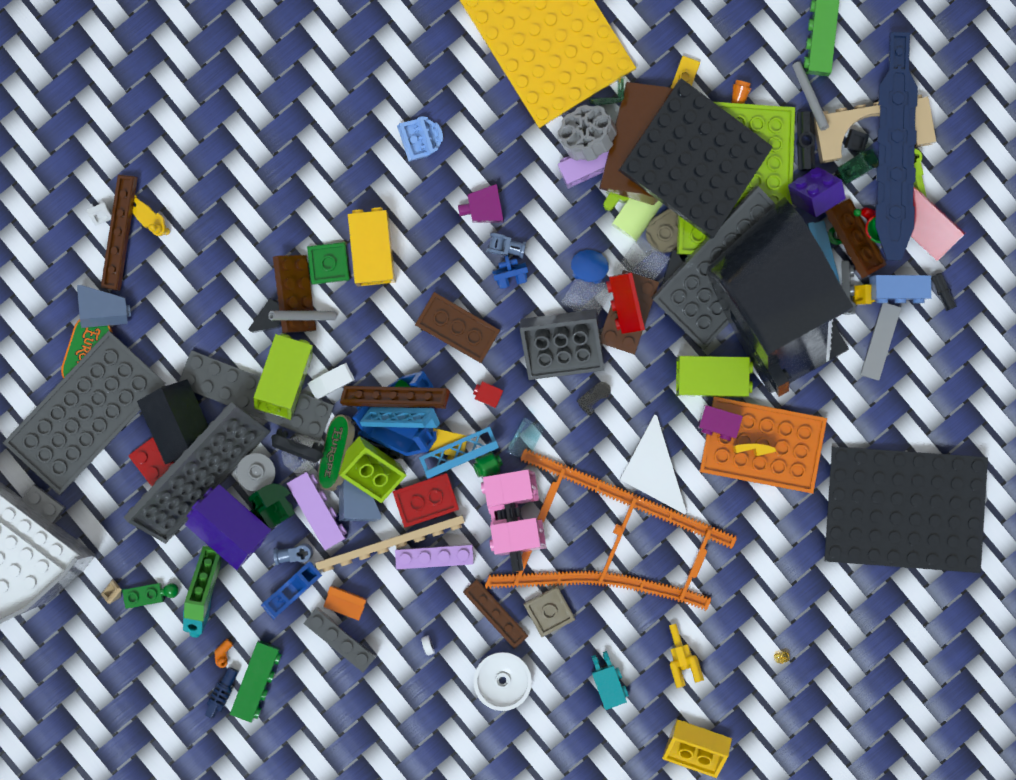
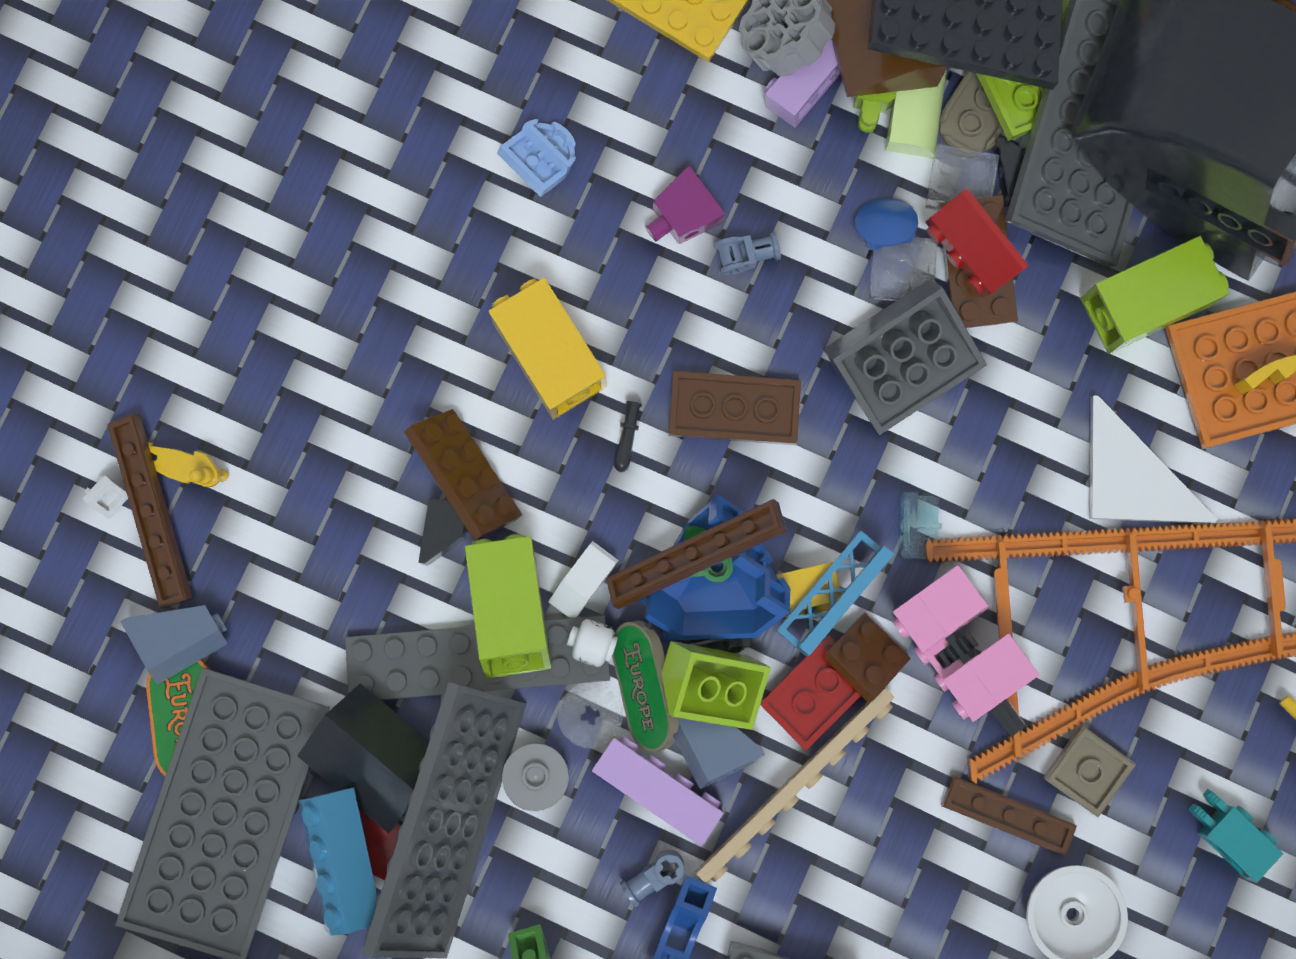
camera: 30 degrees left, 5 degrees down
(133, 465) = (339, 861): none -> dark azure slope
(227, 526) = (531, 884): dark purple brick -> none
(271, 505) = (584, 819): dark green brick -> none
(282, 443) = (552, 711): black piece -> none
(302, 315) = (491, 499): light grey piece -> none
(319, 417) = (592, 642): none -> white head
(328, 263) = (492, 406): green tile -> none
(345, 602) = (770, 913): orange panel -> none
(386, 323) = (625, 445): none -> black piece
(400, 417) = (721, 581): dark azure fence -> none
(427, 645) = (931, 917): white tile -> none
(434, 556) = (874, 772): lavender brick -> none
(461, 494) = (866, 657): none -> reddish brown plate
(487, 394) = (831, 485): red brick -> none
(487, 465) = (885, 593): green head -> none
(519, 271) = (784, 280): blue hips -> none
(599, 391) = (988, 413): clear smoke leg -> none
(719, 422) = (1201, 357): magenta brick -> none

